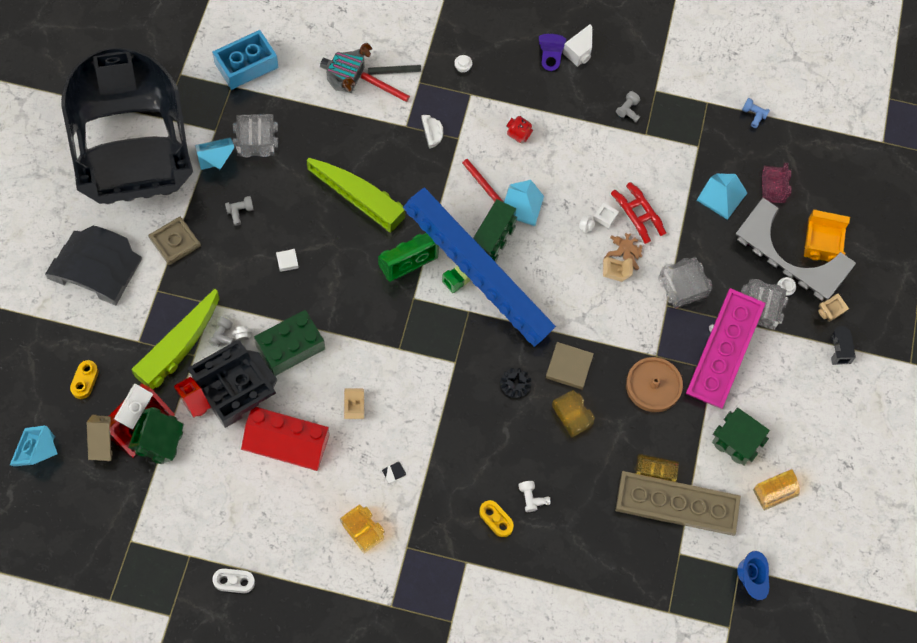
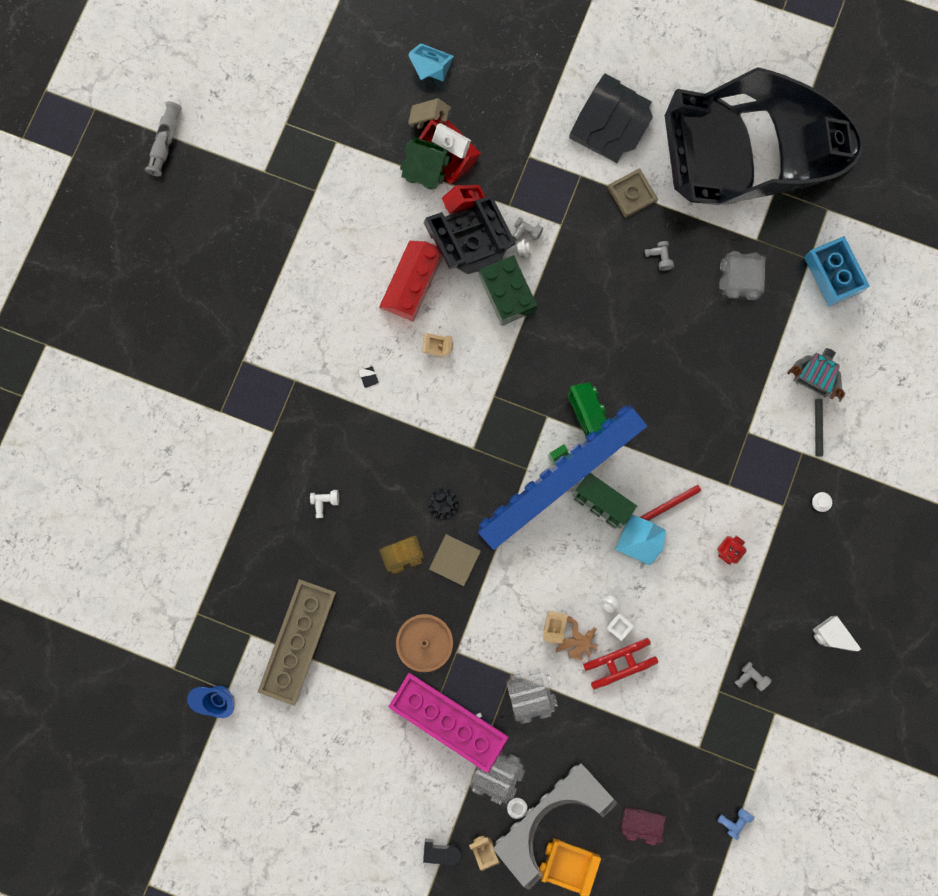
camera: 105 degrees right, 15 degrees up
(84, 378) = (493, 108): yellow plate -> none
(176, 344) = (519, 188): lime slope -> none
(214, 153) = (727, 233): medium azure slope -> none
(234, 581) = (282, 225): white plate -> none
(287, 260) = (600, 297): white tile -> none
(362, 528) = (314, 340): clear yellow brick -> none
(363, 195) = (660, 381): lime slope -> none
(385, 87) = (797, 415): red bar -> none
(433, 130) = (739, 459): white tile -> none
(498, 518) = (307, 463): yellow plate -> none
(552, 46) = (835, 602): dark purple piece -> none
(657, 467) = (336, 628): clear yellow brick -> none
(723, 194) = (634, 761): medium azure slope -> none
(740, 436) = (353, 718): dark green brick -> none
(777, 489) = (297, 745): clear yellow brick -> none

